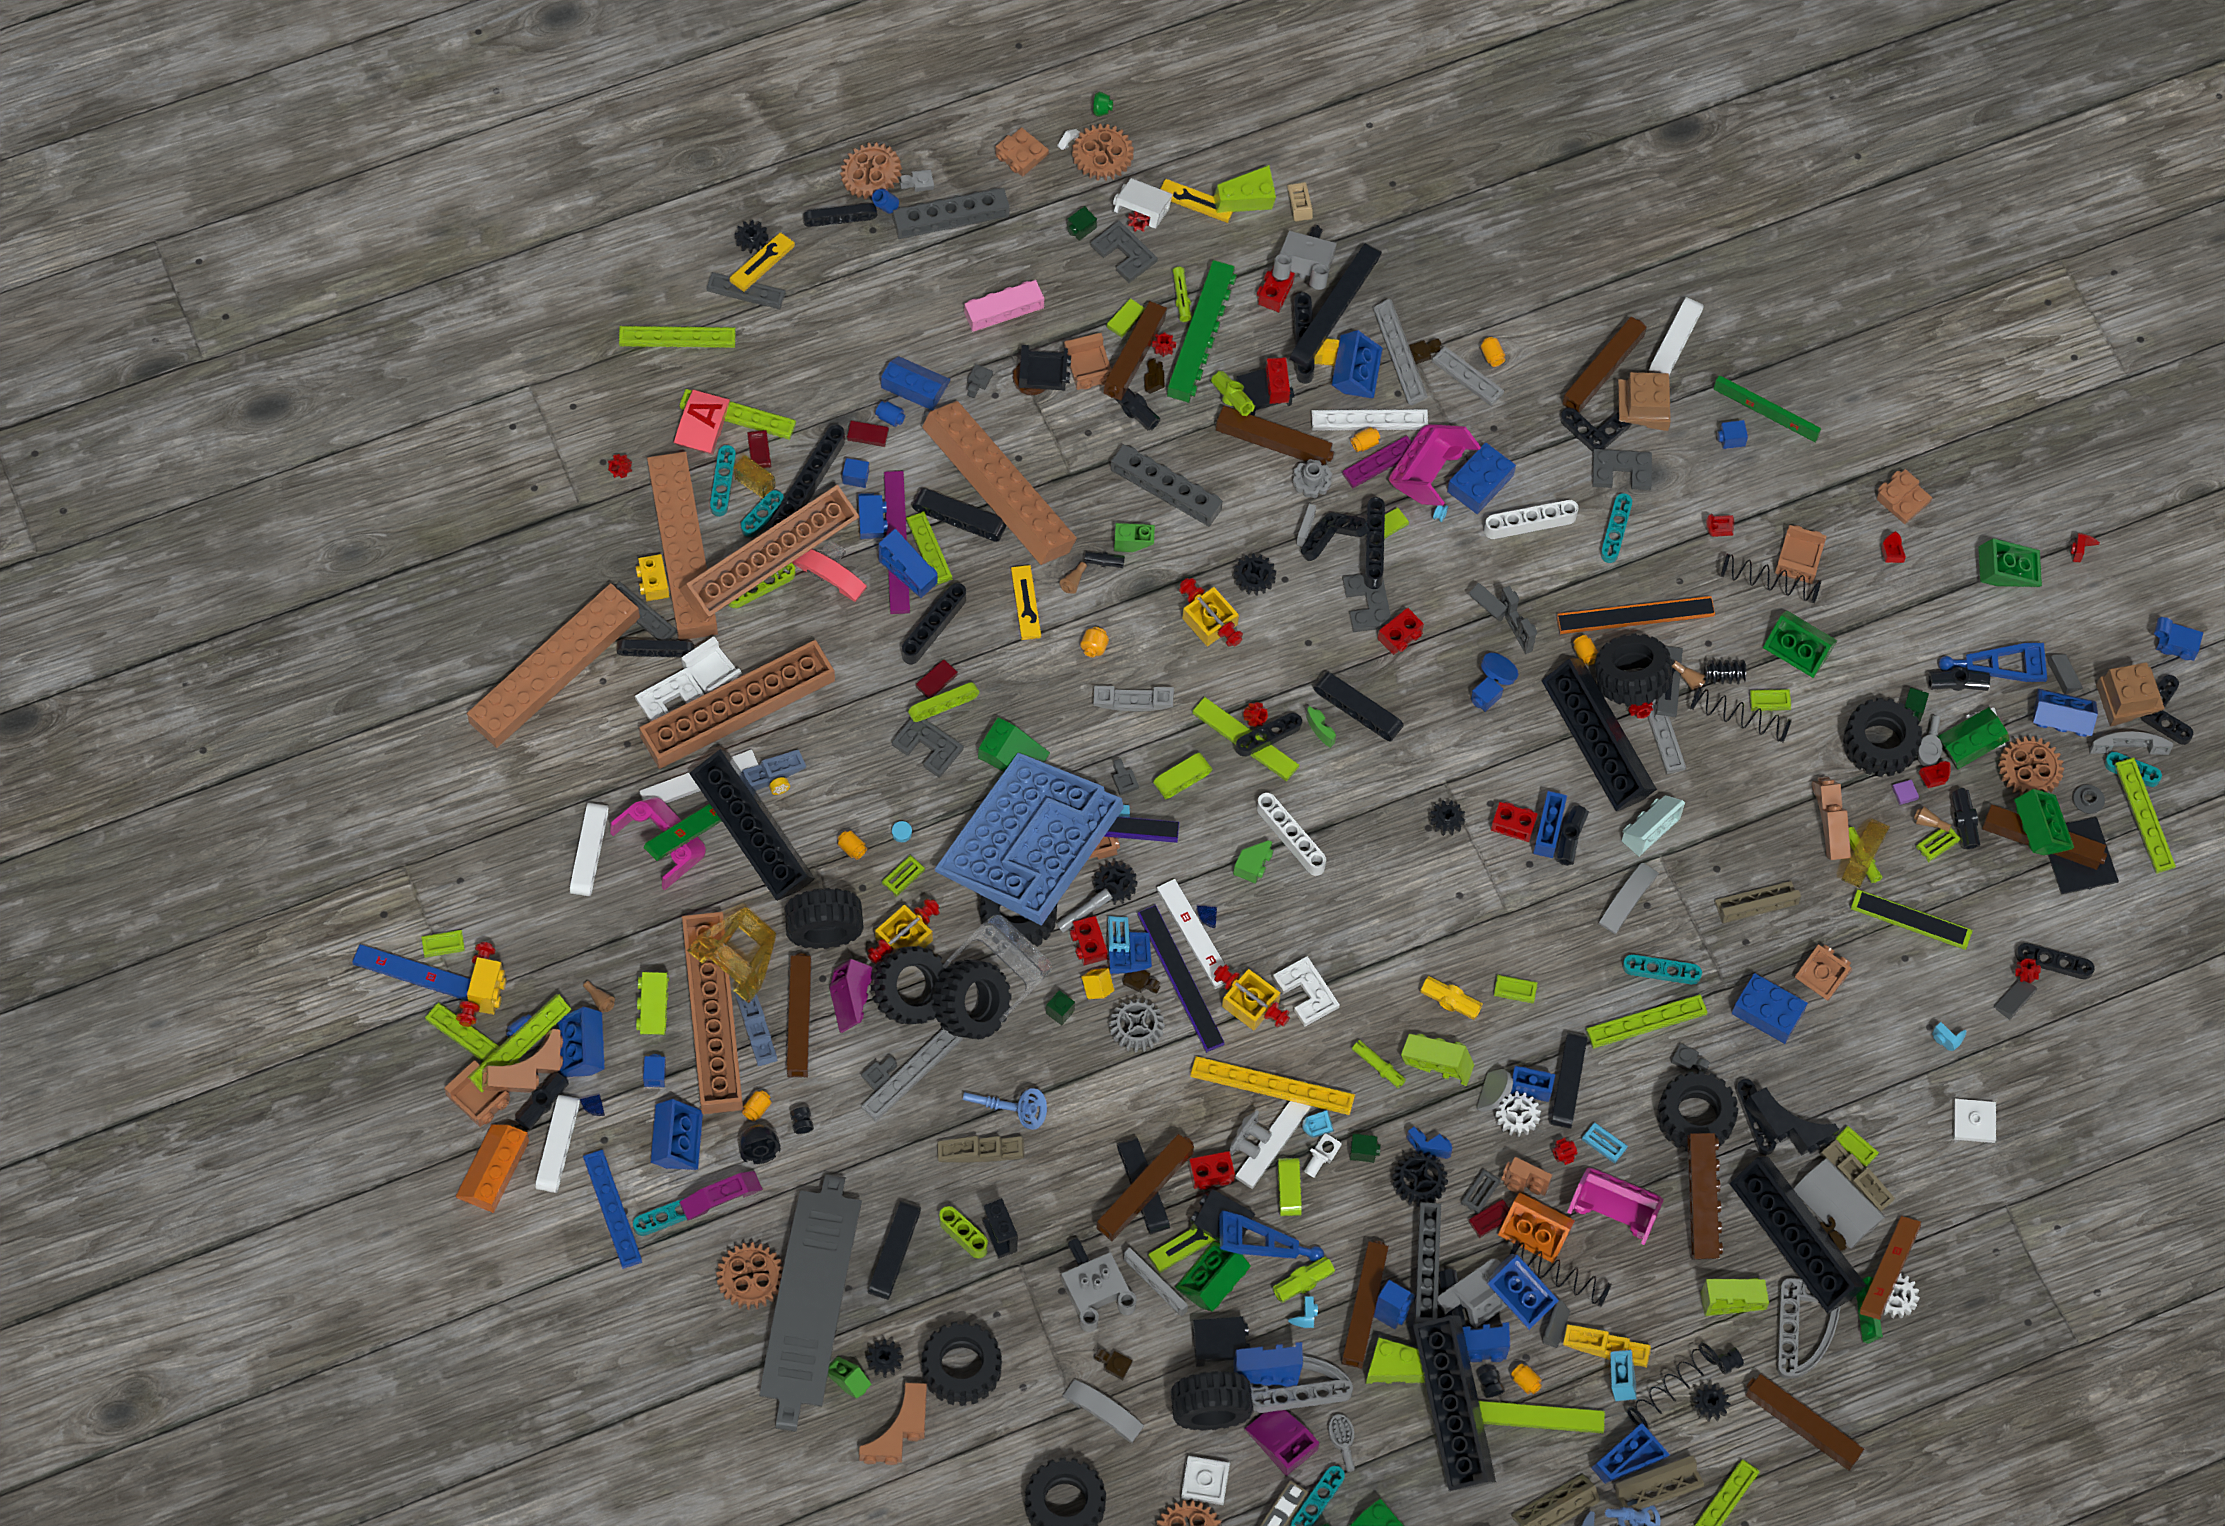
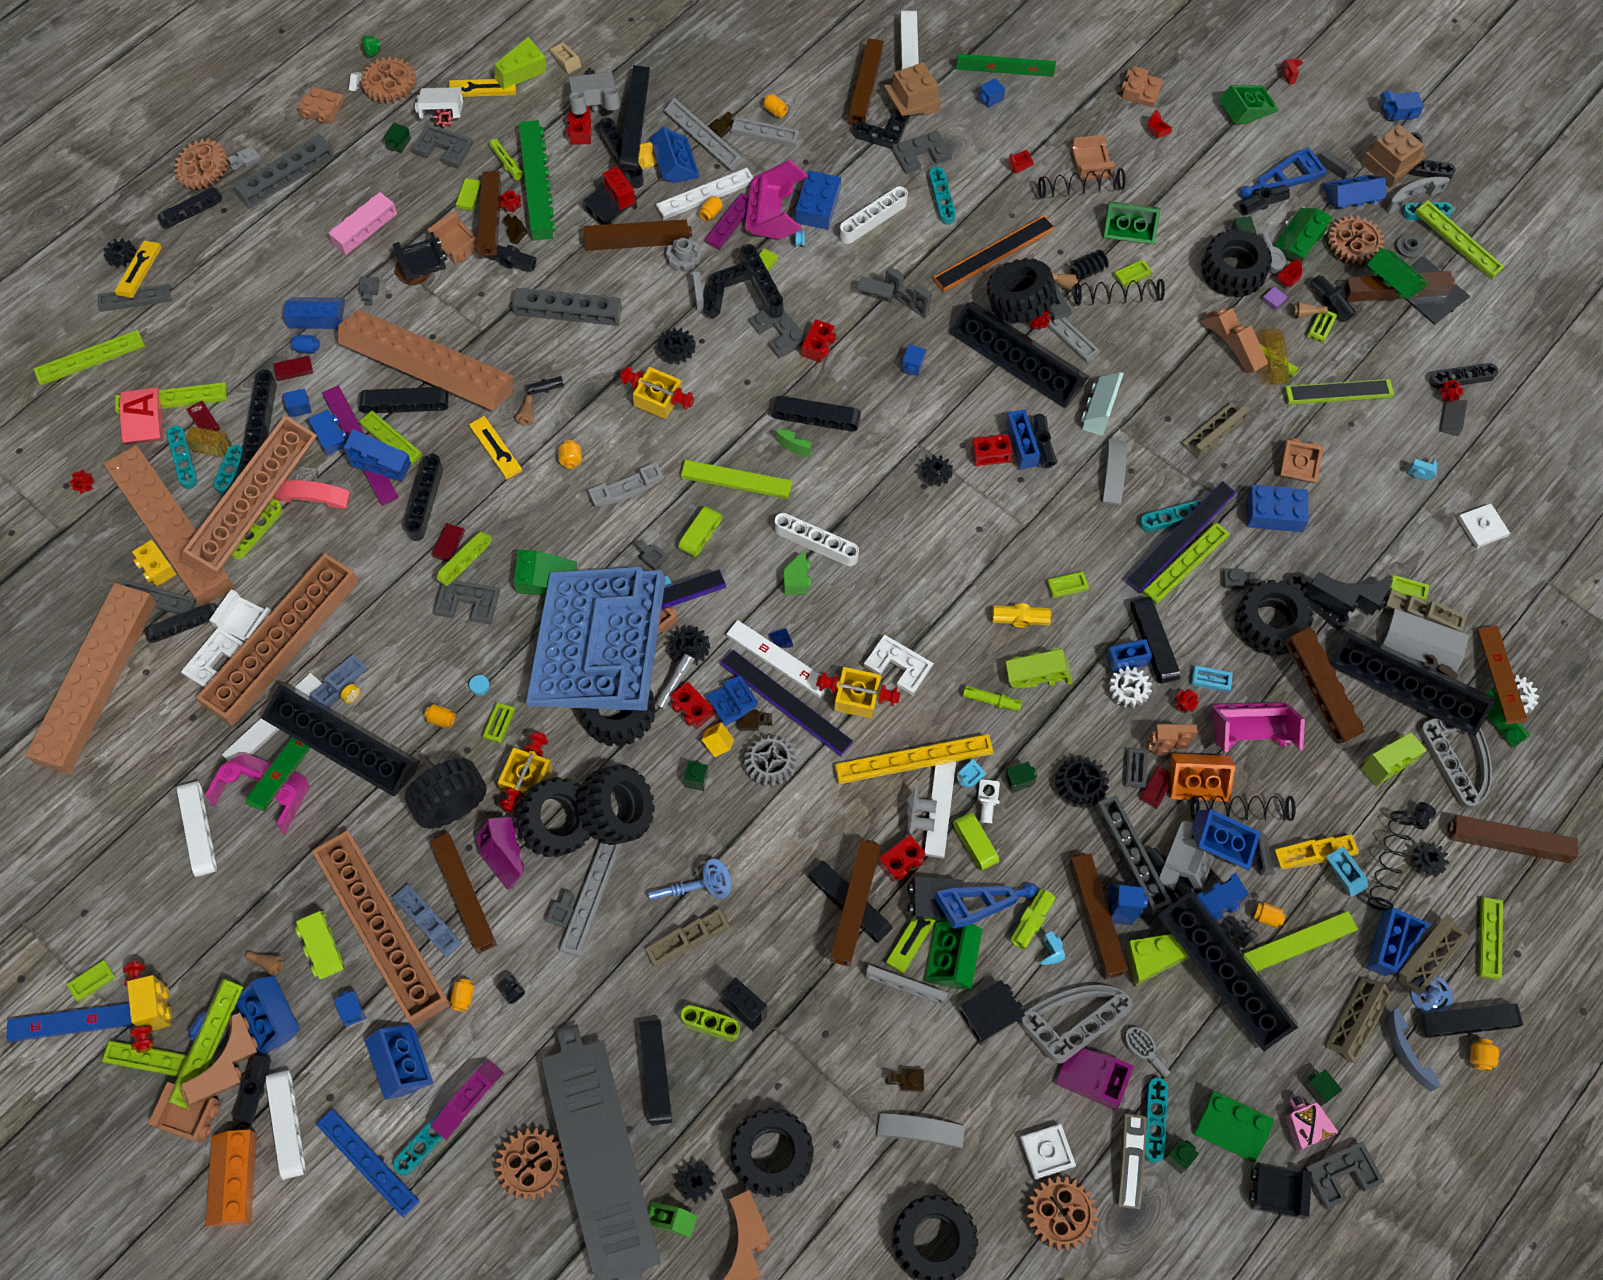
camera: 25 degrees left, 0 degrees up
(593, 1105) = (304, 1069): clear blue tile -> none
(727, 959) = (374, 872): clear yellow windscreen -> none
(759, 1144) = (480, 1032): black cylinder -> none
(885, 200) = (223, 181): blue brick -> none
(1013, 950) = (634, 744): clear windscreen -> none
(1095, 1285) = (854, 1015): light grey piece -> none
(1118, 945) = (719, 698): medium azure tile -> none
(1133, 537) = (560, 357): bright green slope -> none
(1211, 1400) = (1021, 1075): black tyre -> none
(1232, 393) = (586, 214): lime piece -> none
(1255, 714) = (735, 455): red gear -> none
(1270, 736) = (751, 465): black beam -> none
(1270, 1366) = (1052, 1016): blue wedge -> none
(1437, 1146) = (1083, 746): blue slope -> none
(1495, 1088) = (1102, 675): light grey tile -> none
(1499, 668) = (913, 335): blue tile -> none
(1585, 649) = (971, 293): light orange brick -> none
(1654, 992) = (1180, 537): none -> black tile

